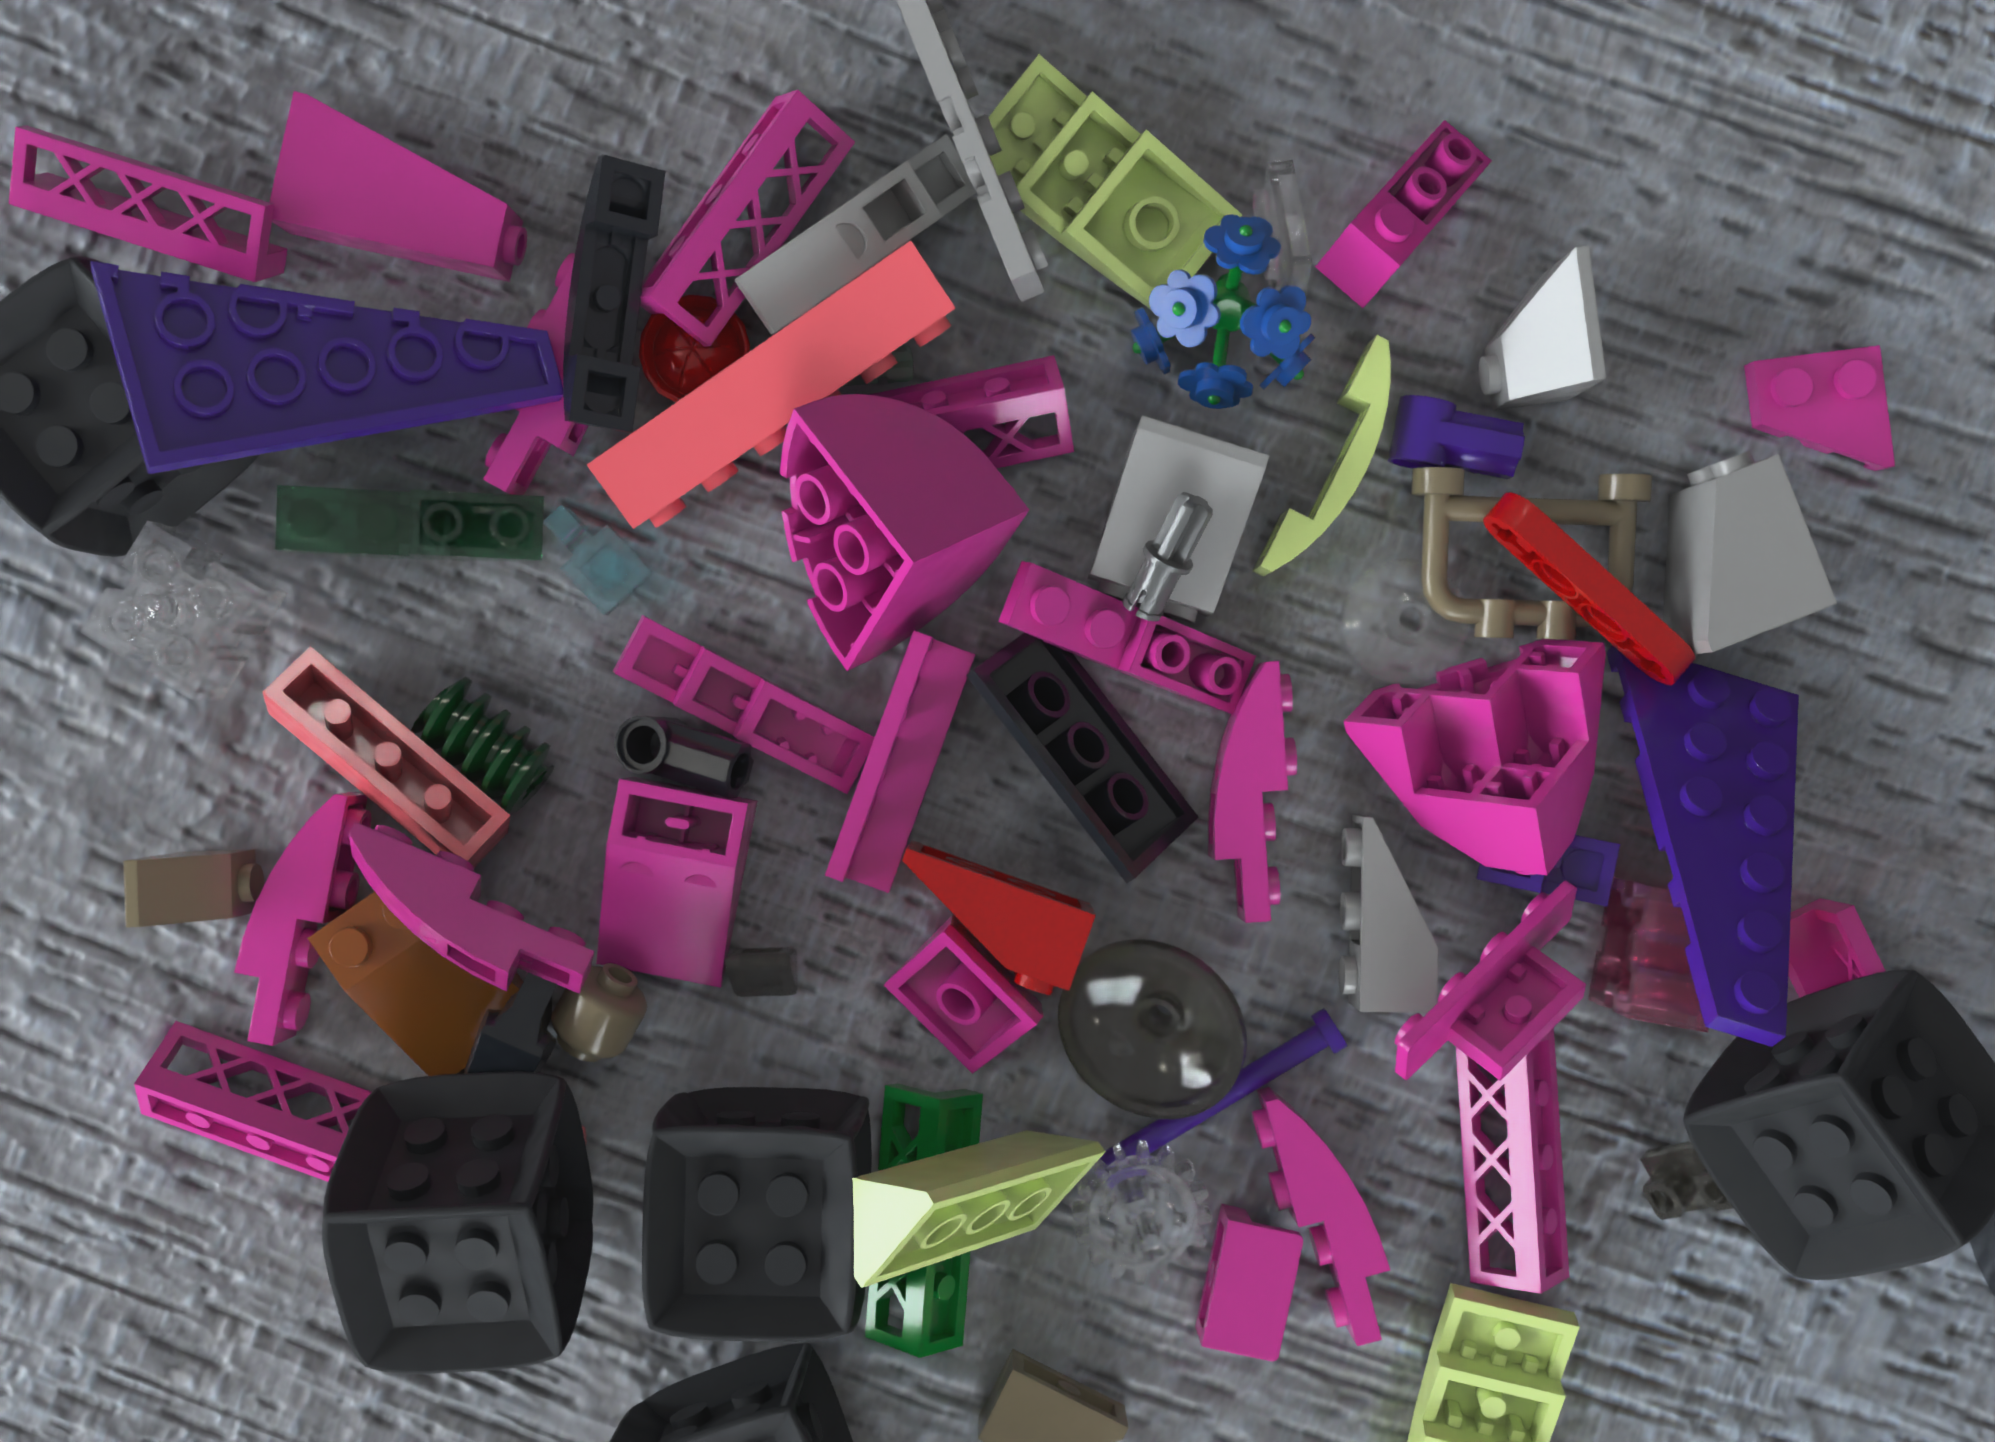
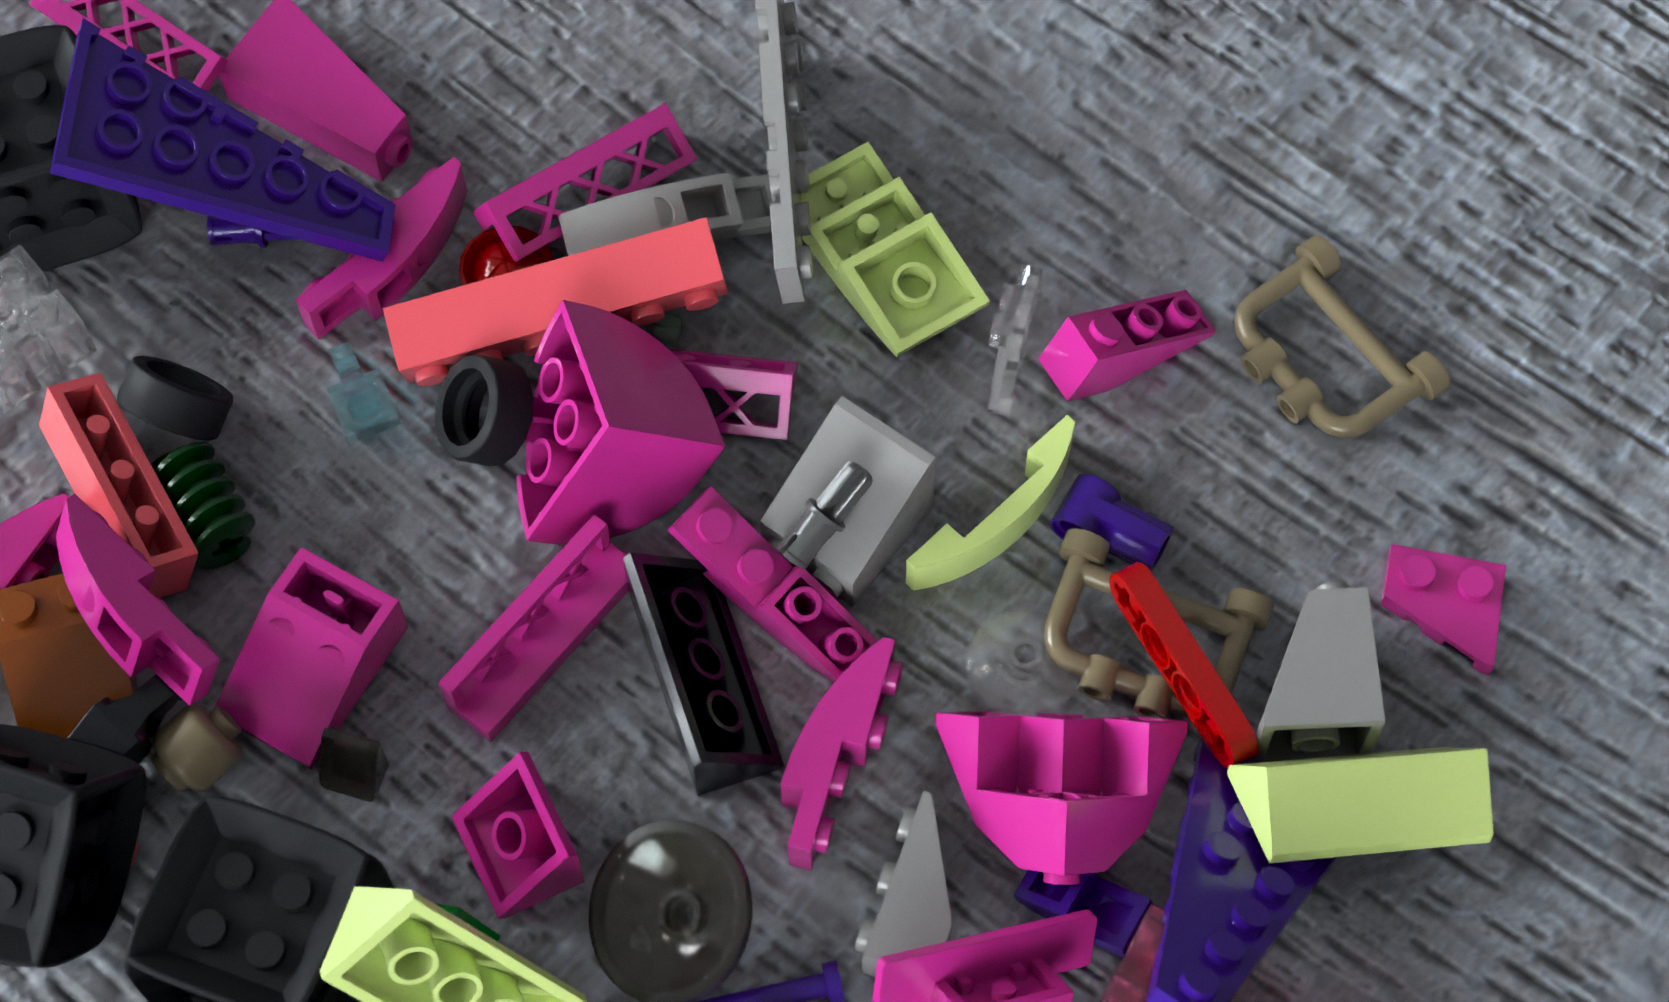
camera: 20 degrees right, 25 degrees down
(381, 665) = (174, 398): none -> black tyre
(409, 524) = (222, 325): clear green slope -> none
(606, 293) = (456, 192): black slope -> none
(685, 754) = (364, 555): black piece -> none
(744, 704) = (427, 540): dark pink slope -> none
(773, 536) = (507, 414): none -> black tyre
(1018, 921) = (594, 777): red slope -> none
(1197, 302) = (966, 362): blue plant -> none
(1549, 341) = (1205, 466): slope -> none
(1581, 43) = (1301, 397): none -> dark tan bar
(1816, 676) = (1367, 802): none -> yellowish green slope

